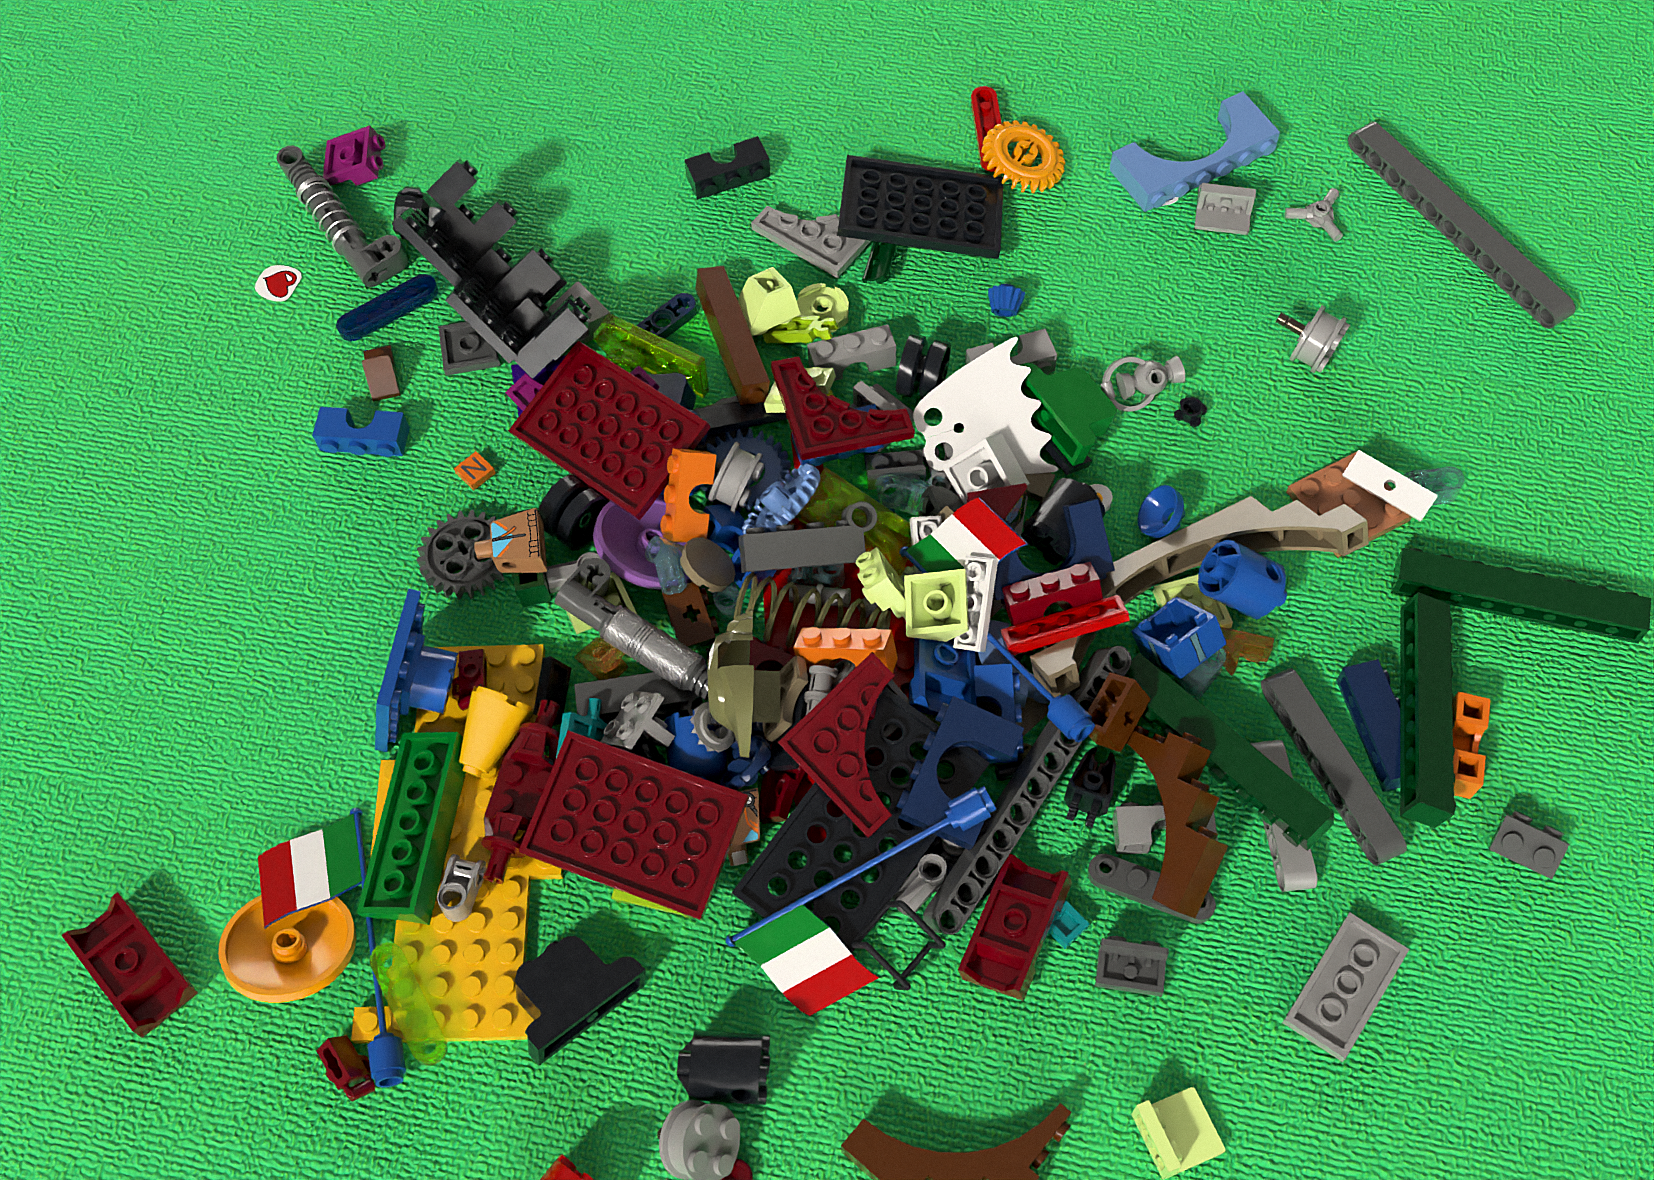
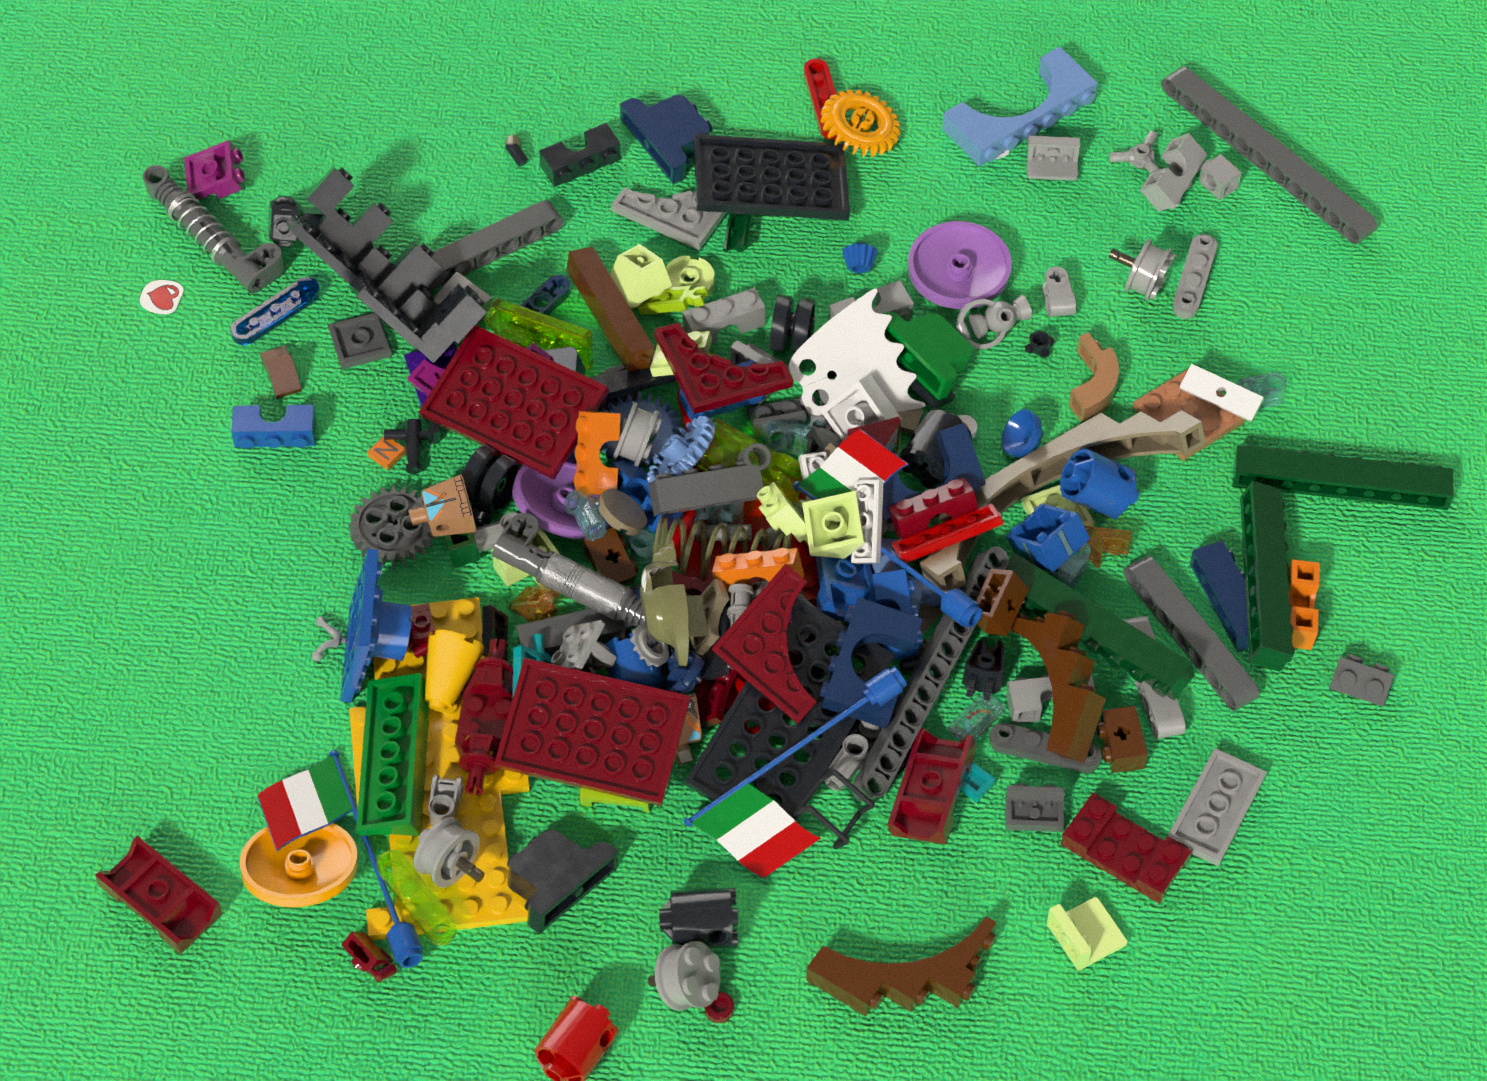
camera: 10 degrees left, 5 degrees down
(371, 655) = (322, 622): none -> light grey piece
(448, 956) = (448, 853): none -> light grey wheel
(503, 455) = (414, 435): none -> black piece
(557, 551) = (480, 515): none -> black plate
(627, 251) = (499, 239): none -> dark grey beam
(661, 156) = (514, 147): none -> black arm
(820, 150) = (666, 131): none -> dark blue brick
(1075, 844) = (976, 718): none -> clear light blue tile
(1111, 316) = (959, 264): none -> medium lavender dish
(1216, 357) = (1058, 293): none -> light grey piece
(1234, 1028) = (1124, 848): none -> dark red piece
(1248, 474) = (1099, 392): none -> medium nougat arch
(1248, 873) = (1122, 739): none -> reddish brown brick
(1346, 248) = (1167, 185): none -> light grey arch
(1367, 350) = (1194, 276): none -> light grey plate
(1404, 243) = (1220, 177): none -> light grey brick

